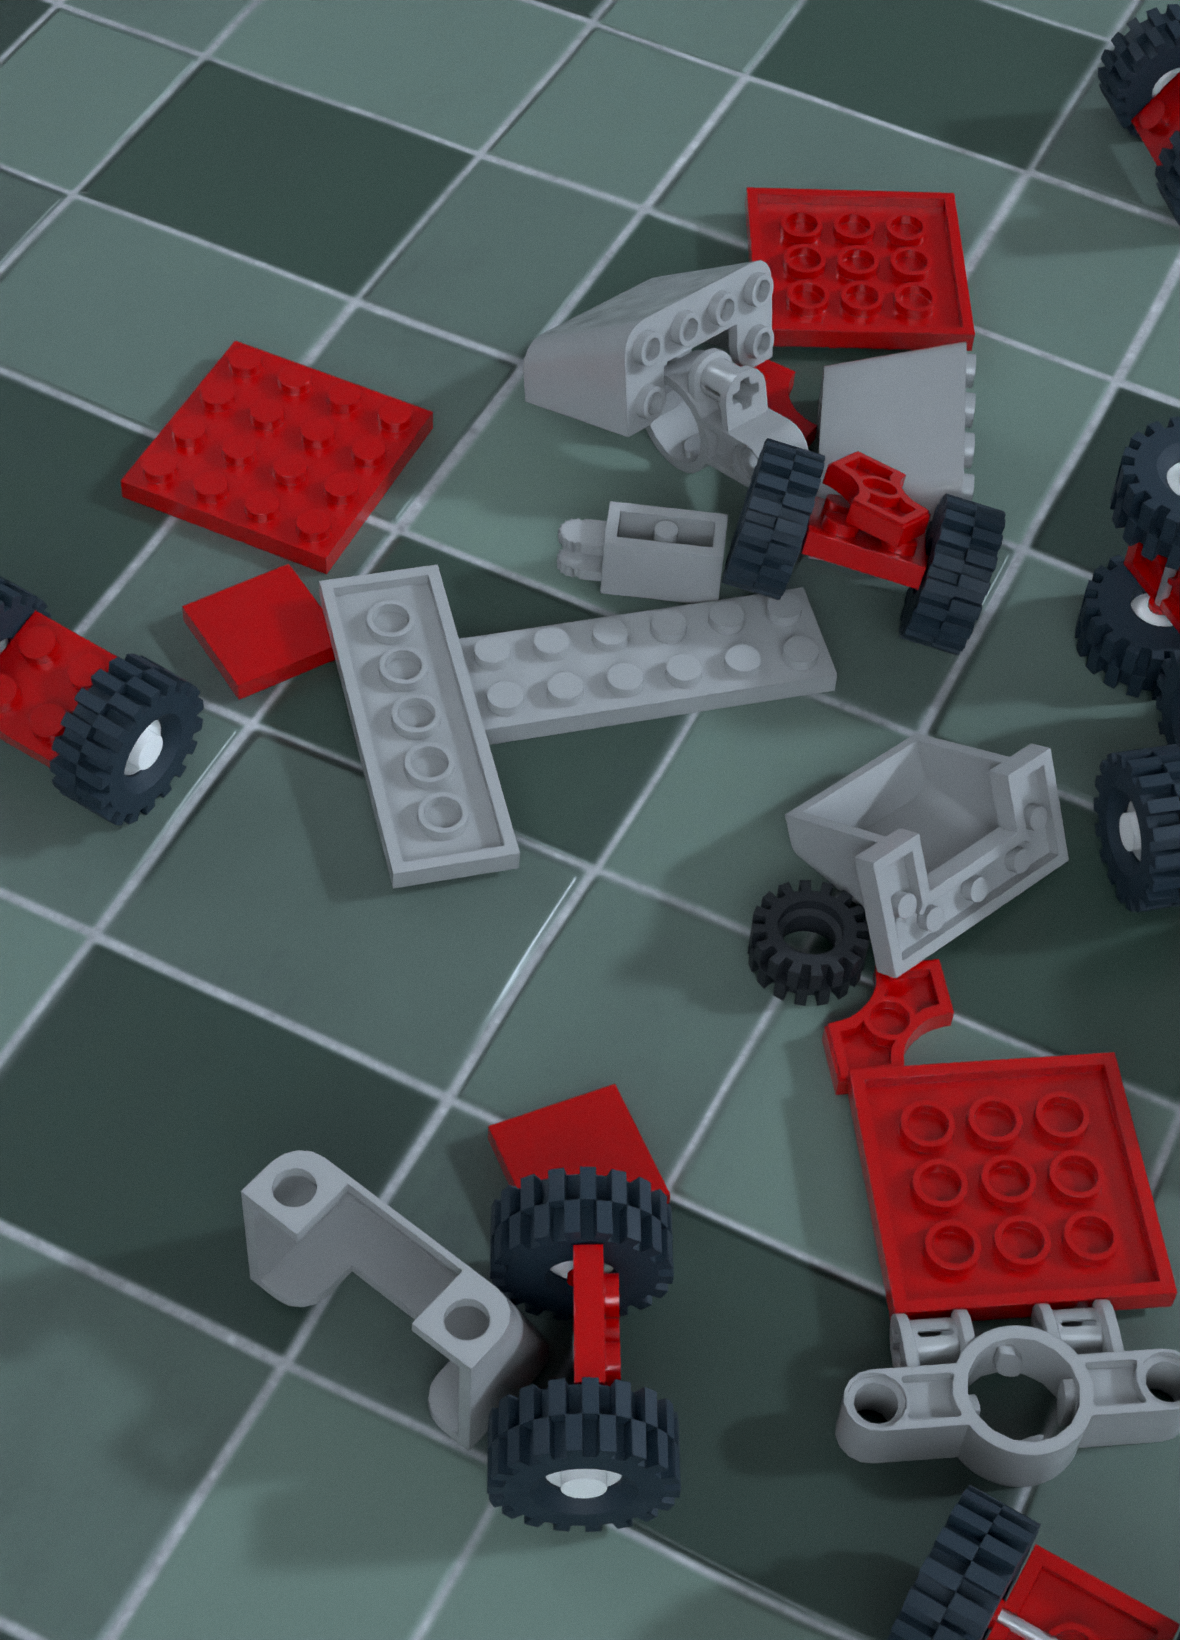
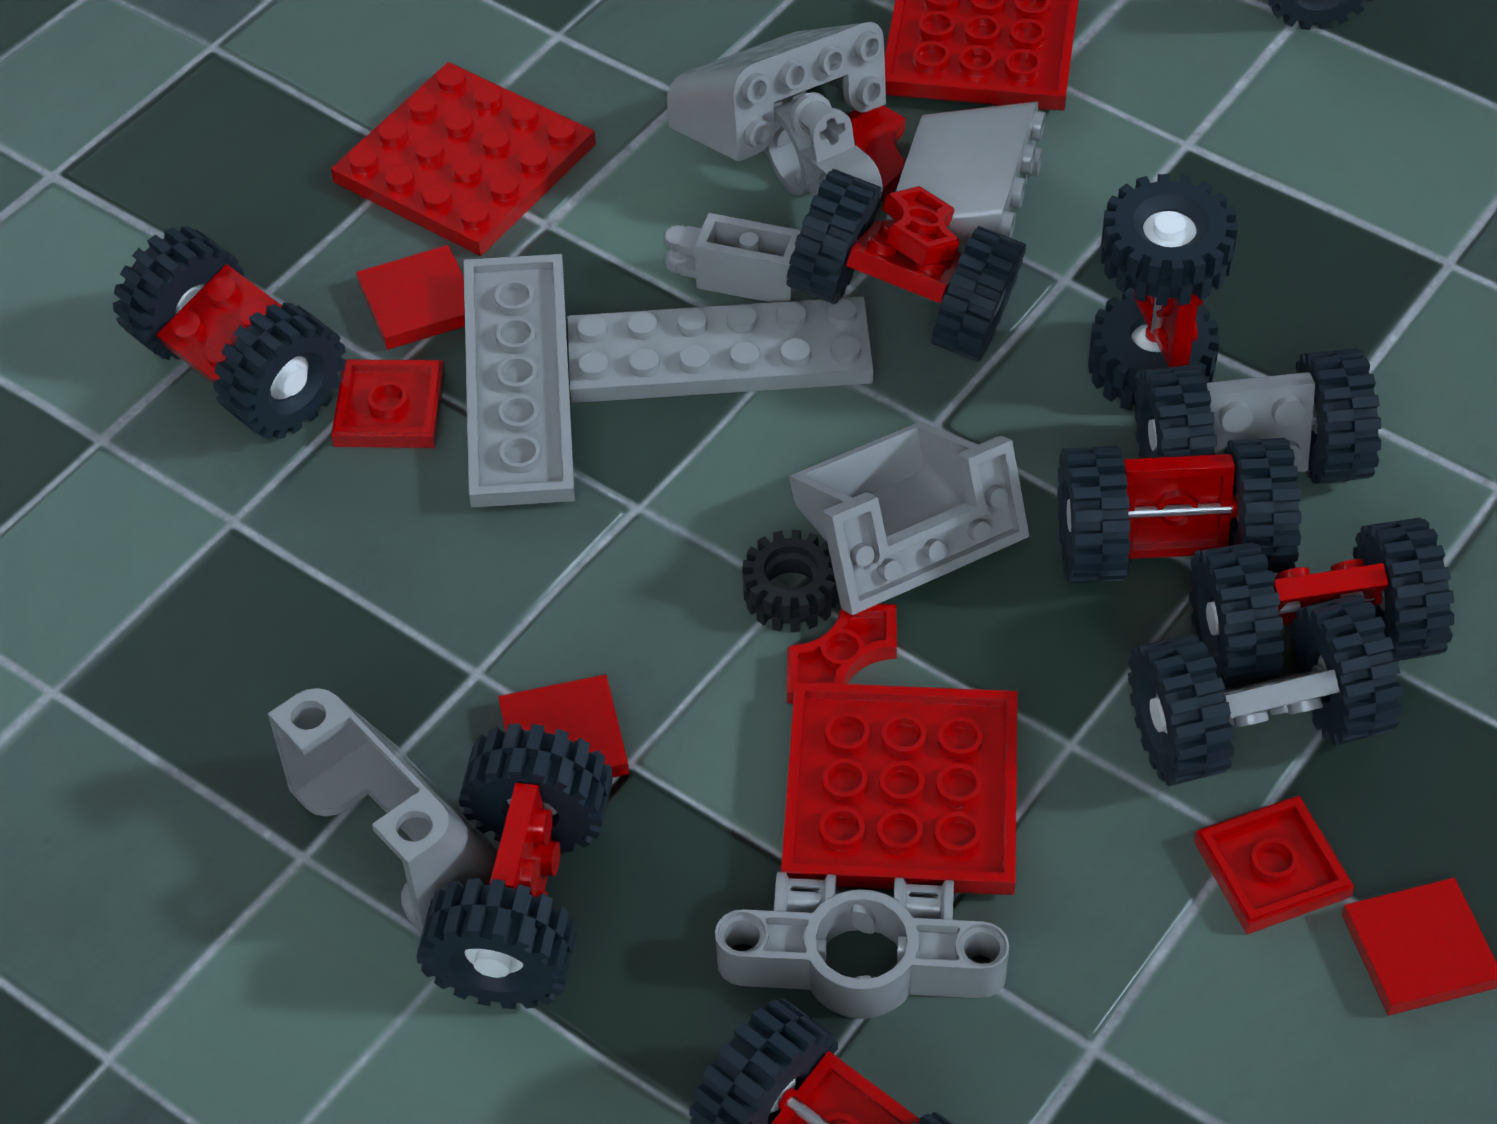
camera: 15 degrees right, 0 degrees up
(259, 767) = (388, 404): none -> red tile

